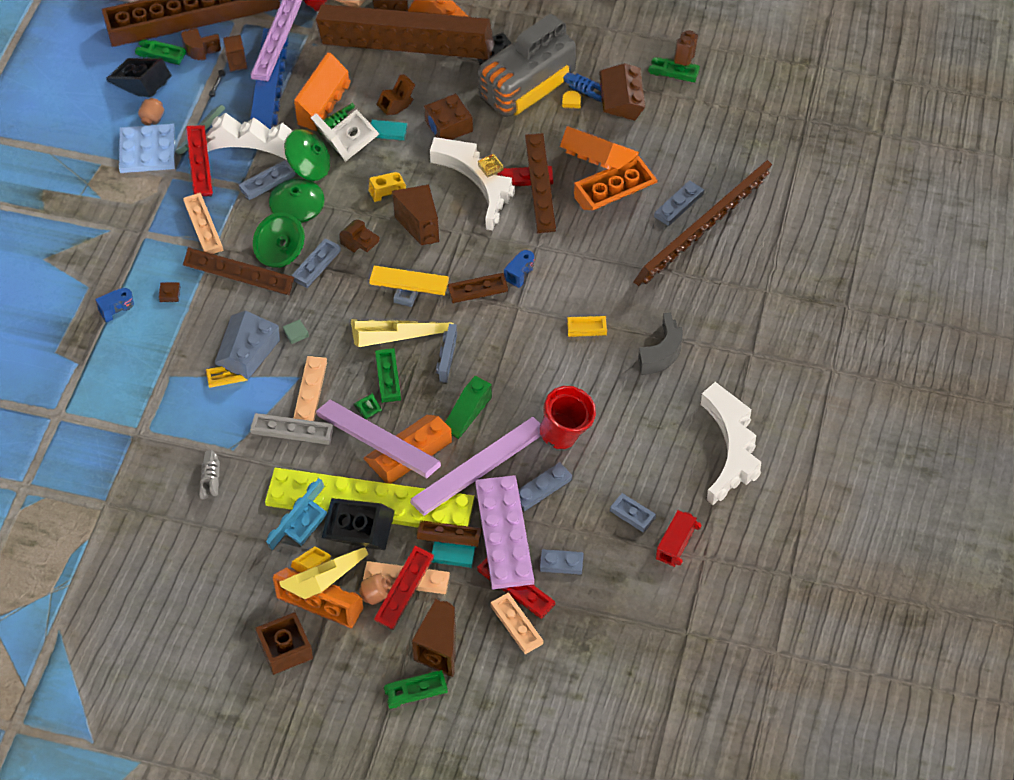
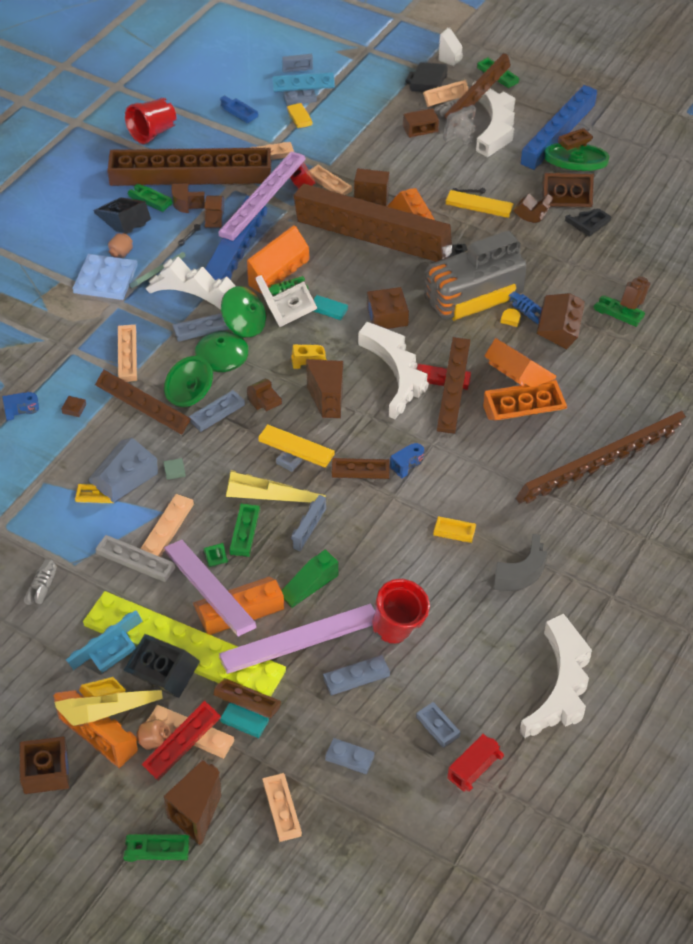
camera: 15 degrees right, 5 degrees down
(199, 160) = (144, 295): red plate -> none
(398, 98) = (346, 282): reddish brown brick -> none
(490, 165) = (409, 357): clear yellow plate -> none
(504, 532) = (300, 711): lavender plate -> none
(527, 595) = (295, 769): red plate -> none
(679, 203) = (584, 434): sand blue plate -> none

